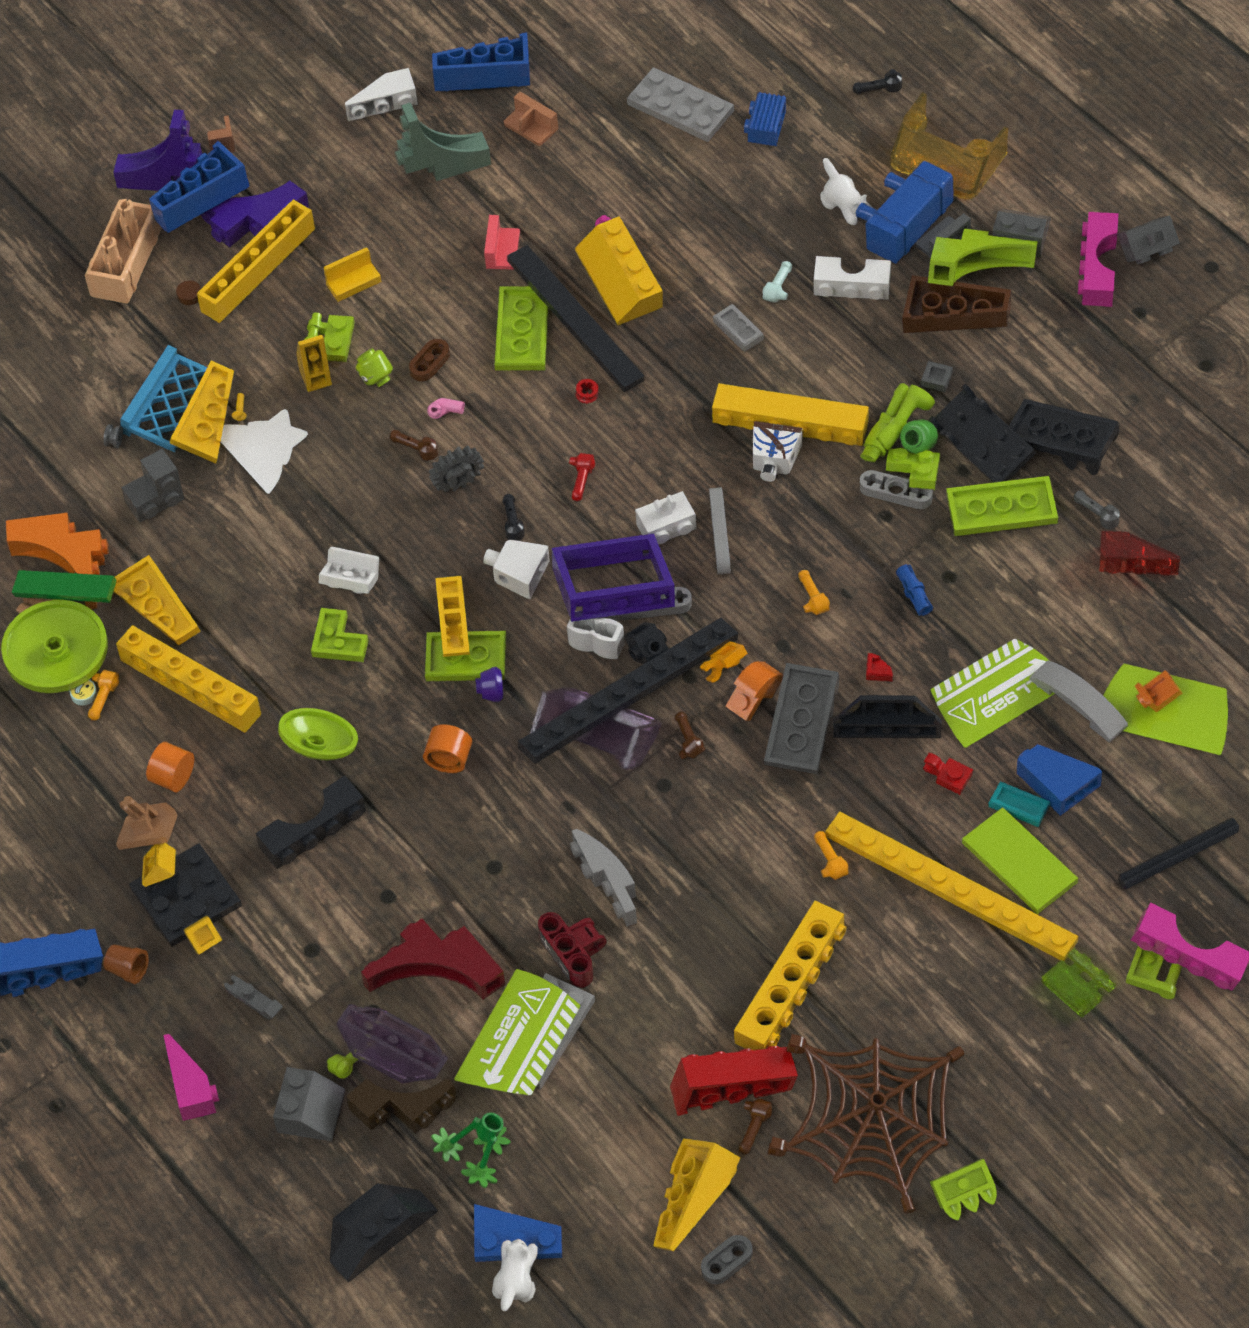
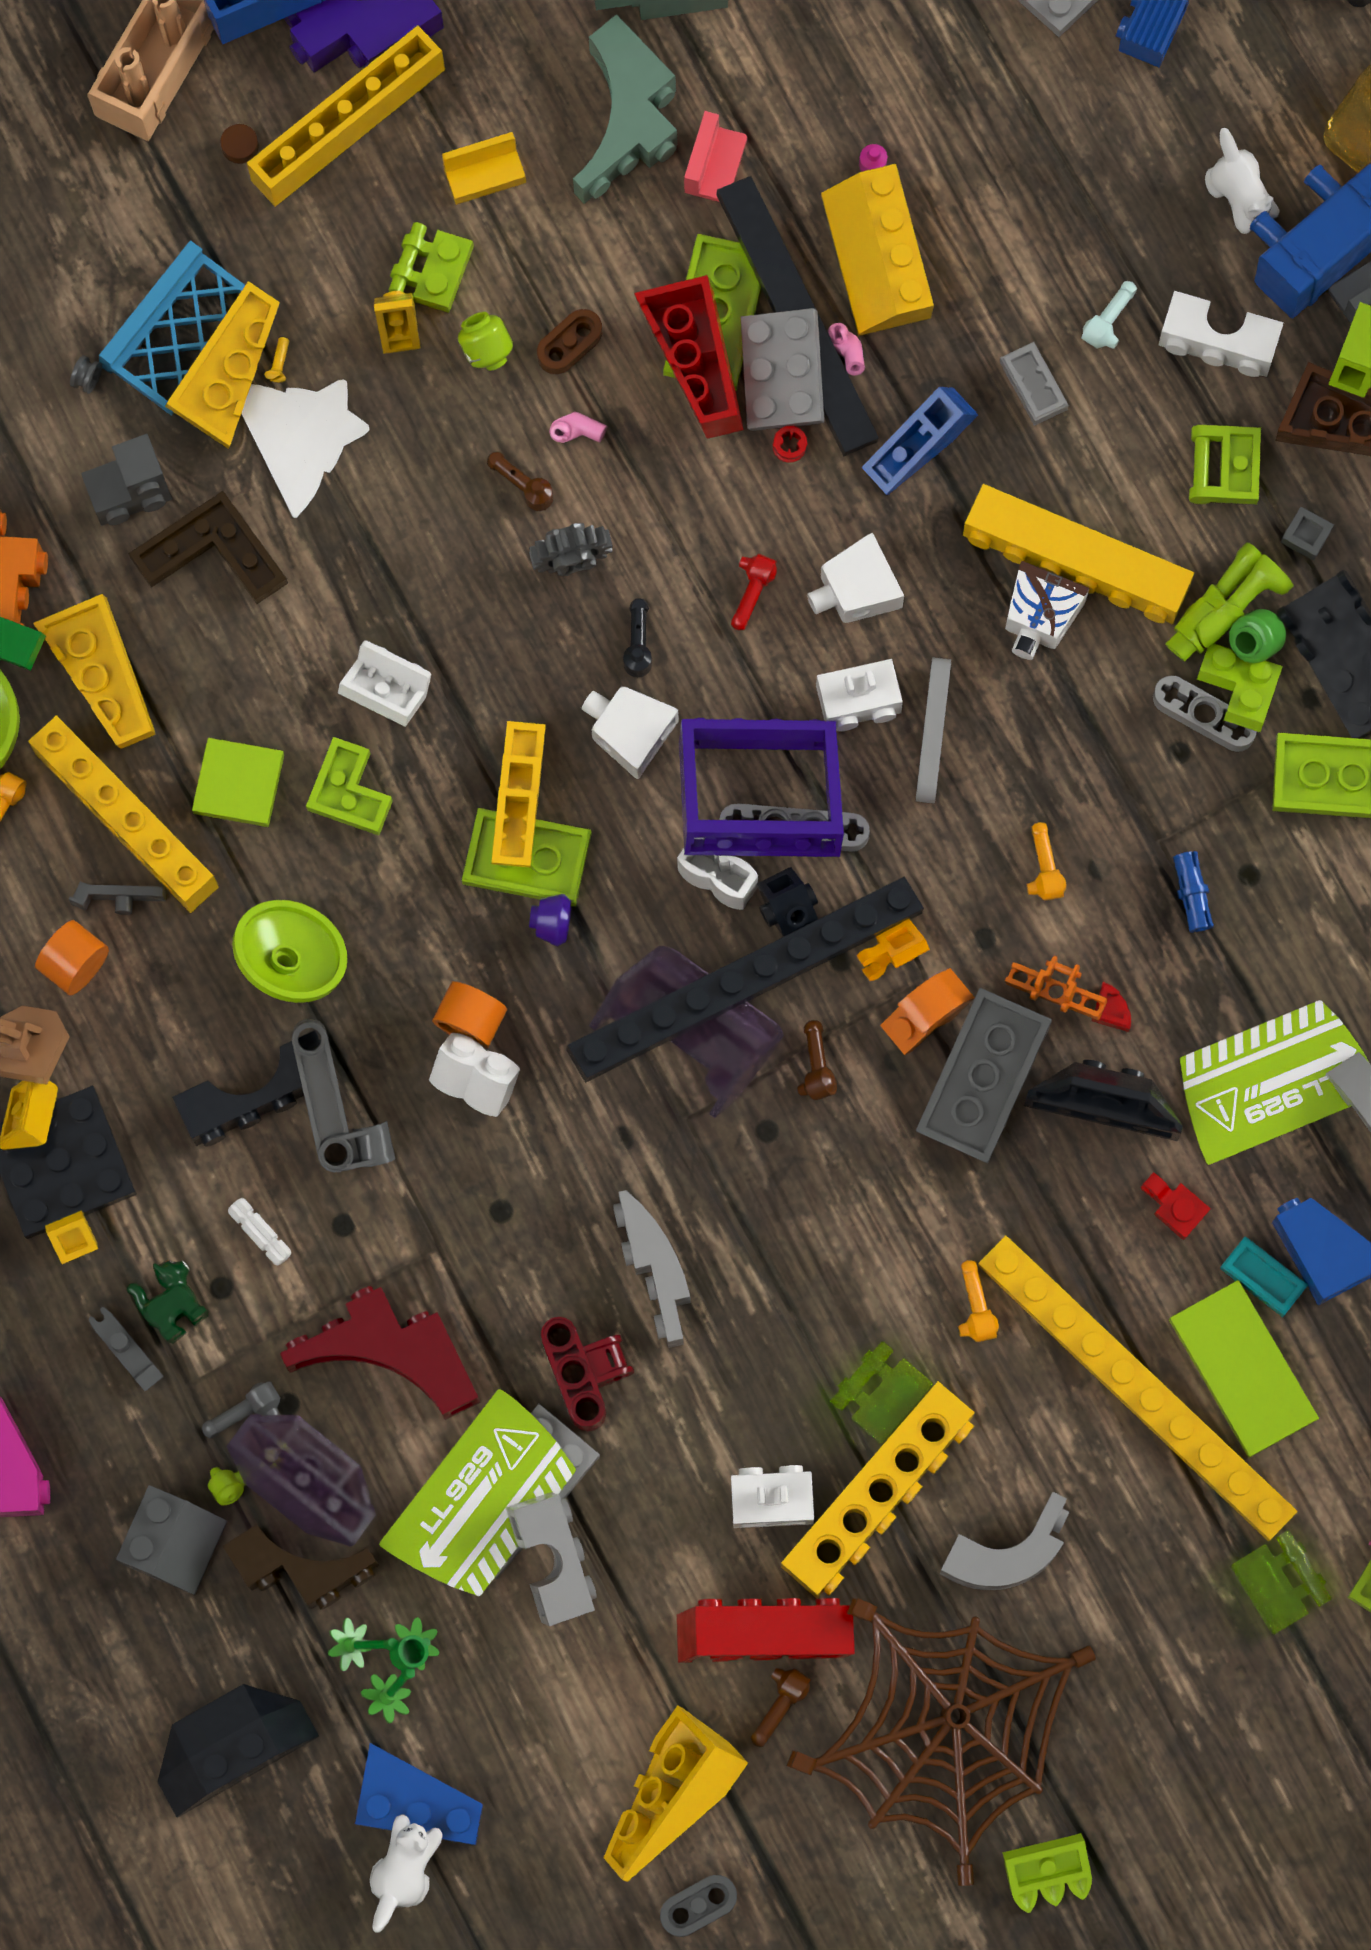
camera: 10 degrees right, 20 degrees up
(196, 728) = (121, 894): none -> dark grey piece
(208, 508) = (211, 525): none -> dark brown plate
(262, 649) = (238, 782): none -> lime tile
(279, 963) = (171, 1305): none -> dark green animal
(324, 1032) = (260, 1400): none -> dark grey piece
(331, 908) = (259, 1231): none -> white axle
(392, 840) = (326, 1112): none -> dark grey piece
(444, 217) = (636, 127): none -> sand green arch
(458, 782) = (474, 1074): none -> white brick
(509, 340) = (692, 340): none -> red wedge
(568, 1037) = (565, 1590): none -> light grey arch
(572, 347) = (782, 369): none -> light grey plate
(612, 329) = (848, 347): none -> bright pink arm
(650, 457) = (858, 583): none -> white torso
(671, 370) = (920, 438): none -> blue slope
(718, 998) = (772, 1498): none -> white brick
(784, 924) = (890, 1401): none -> clear neon green plate
(847, 660) = (1069, 988): none -> orange piece
(882, 349) = (1237, 464): none -> lime plate
(890, 1007) = (1006, 1568): none -> light grey arch

